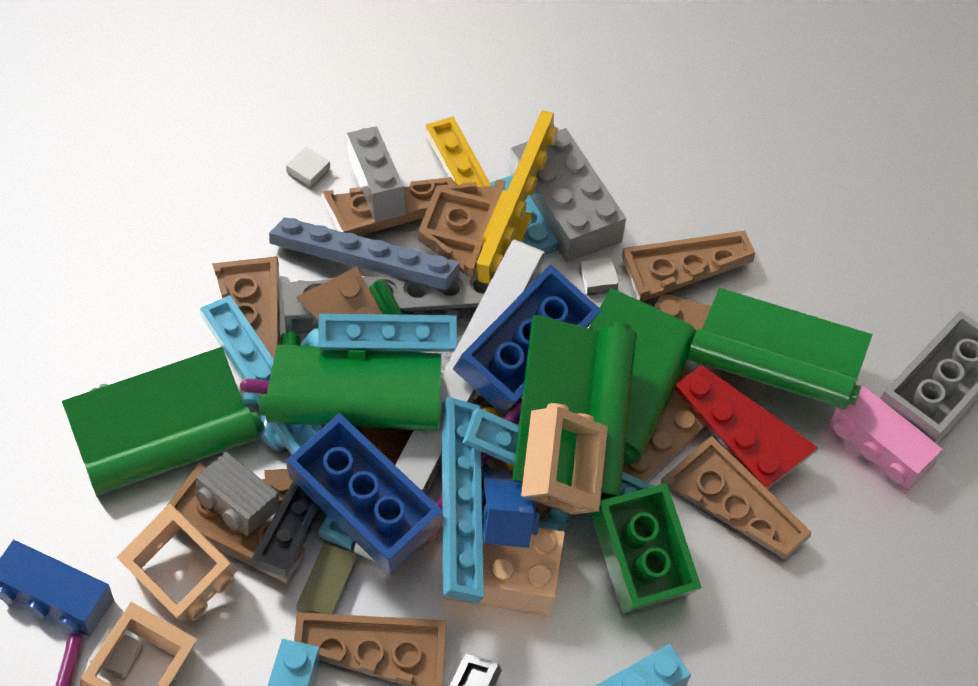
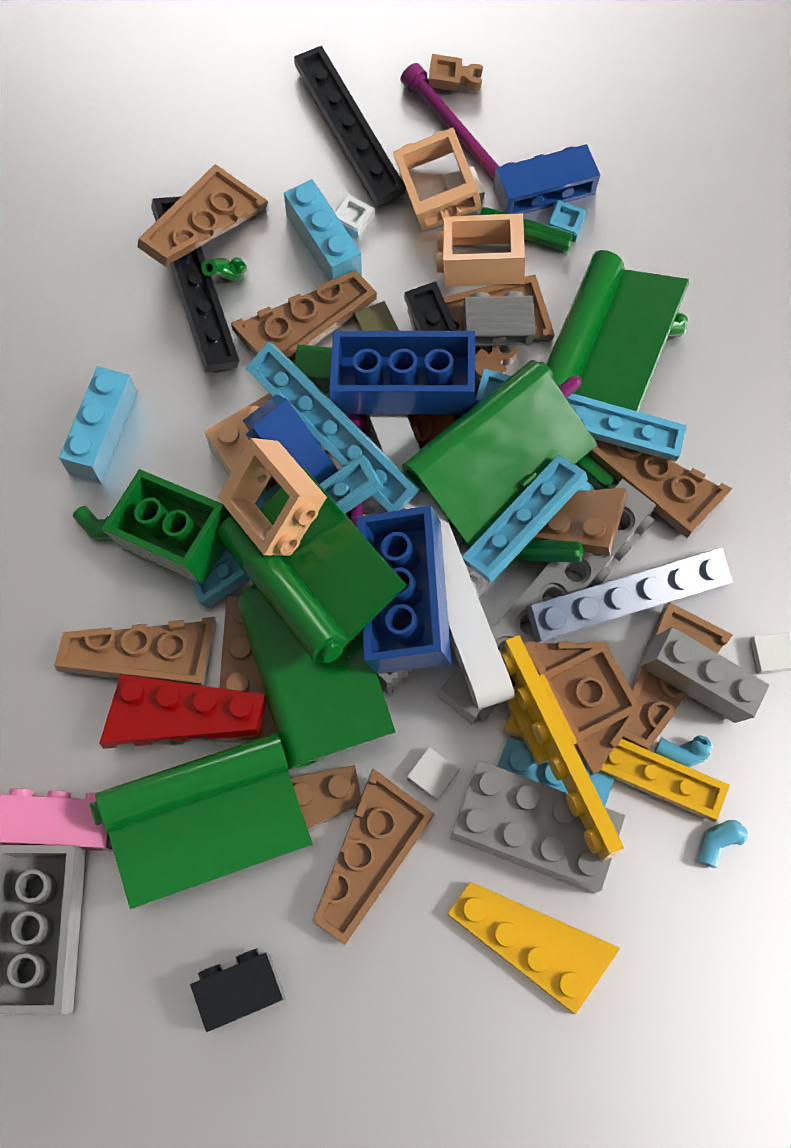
camera: 140 degrees right, 15 degrees up
(74, 547) = (567, 218): none -> medium azure tile
(113, 568) = (539, 232): none -> green axle
(410, 591) = (315, 364): none -> green brick
(427, 162) = (687, 754): none -> medium azure arm
(460, 112) = (718, 837): none -> medium azure arm
(626, 153) = (543, 949): none -> yellow wing
(694, 618) = (90, 523): none -> green arm
(833, 259) = (238, 990): none -> black brick

